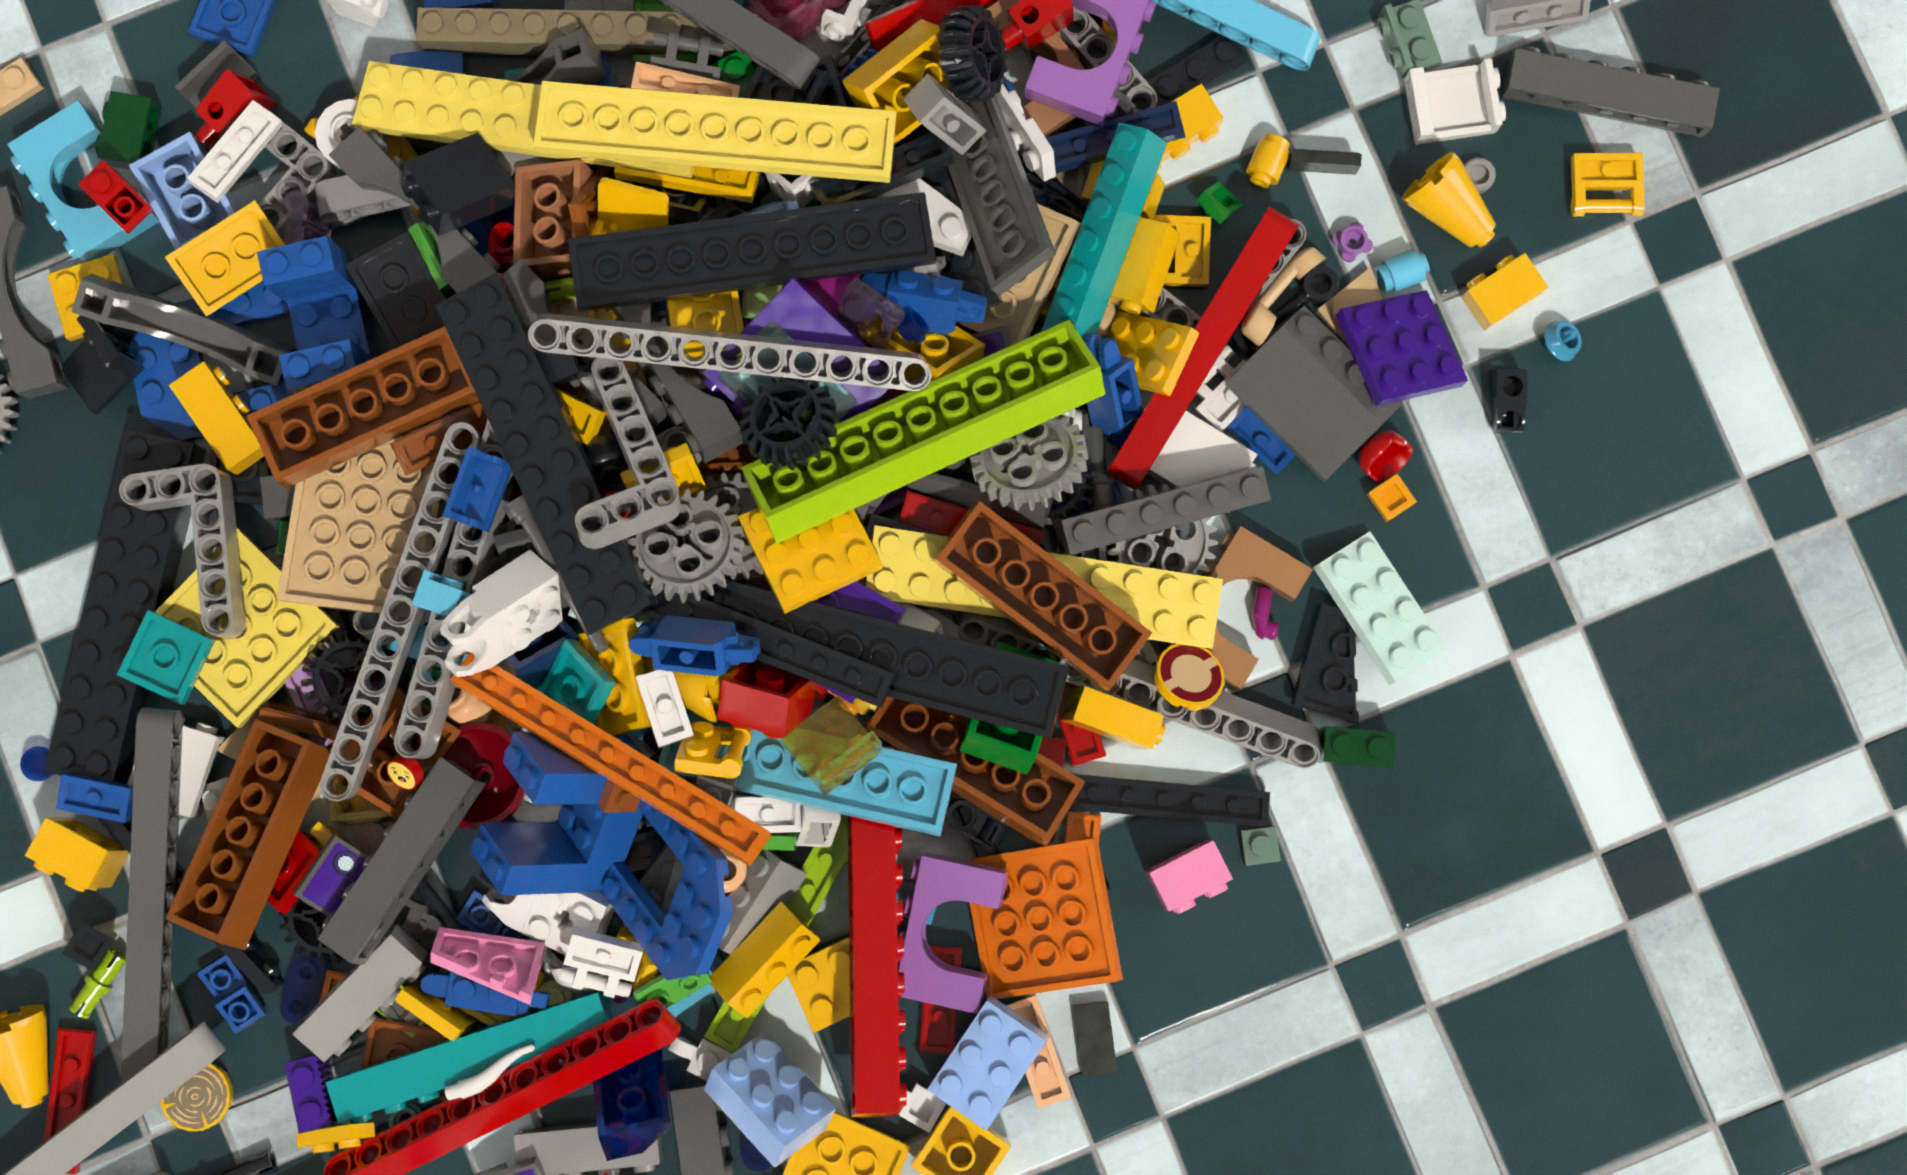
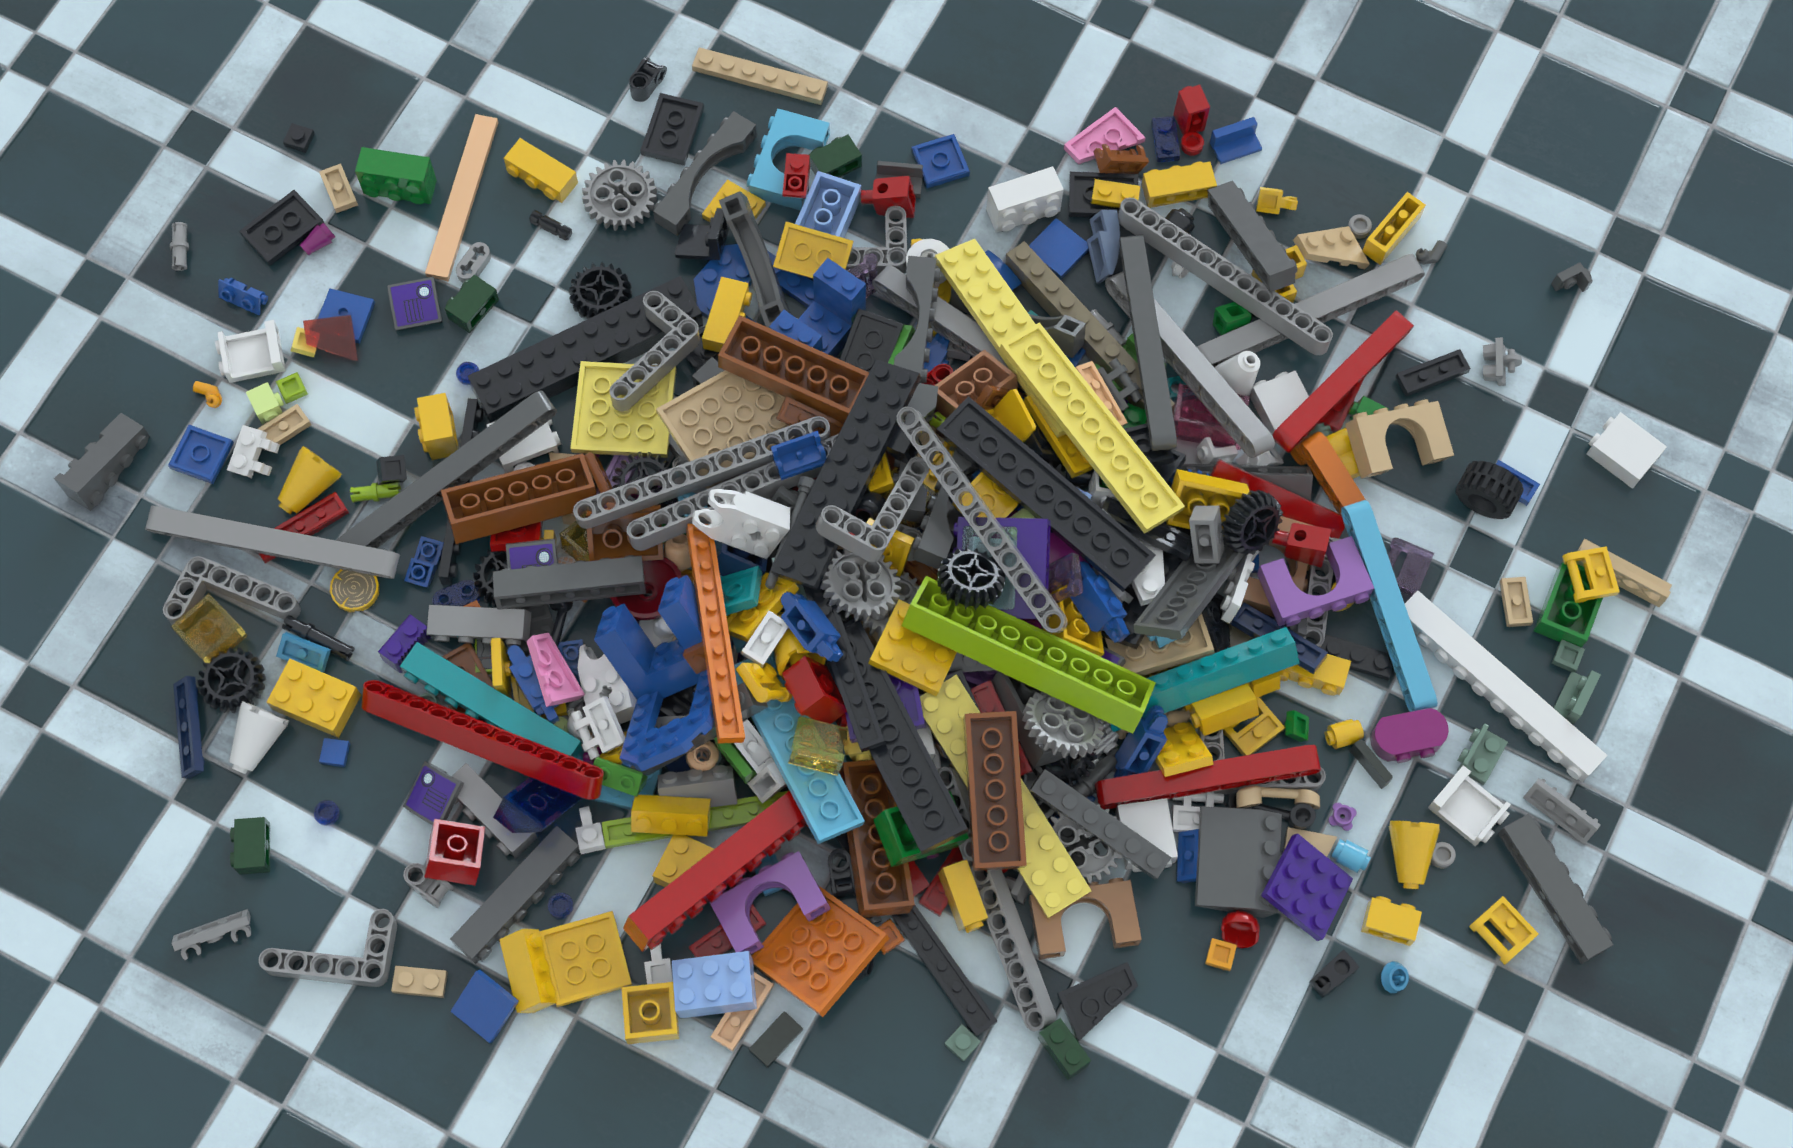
camera: 45 degrees right, 15 degrees down
(44, 516) = (583, 288): none -> black gear
(95, 797) = (474, 409): blue plate -> none
(166, 657) = (578, 384): teal plate -> none
(235, 151) = (870, 213): white plate -> none
(346, 1136) = (392, 672): yellow plate -> none
(405, 772) = (618, 544): tile -> none
(438, 596) = (727, 477): medium azure brick -> none
(457, 184) = (949, 326): black brick -> none
(476, 1084) = (484, 719): white animal -> none
(769, 1099) = (596, 879): light blue brick -> none
(913, 327) = (1079, 607): clear blue plate -> none
(1188, 876) = (910, 1011): bright pink brick -> none
(1189, 676) = (1021, 916): tile -> none
(1260, 614) = (1091, 935): magenta arm -> none
(1328, 94) = (1409, 735): none -> magenta brick
(1379, 608) = (1153, 998): light aqua plate -> none

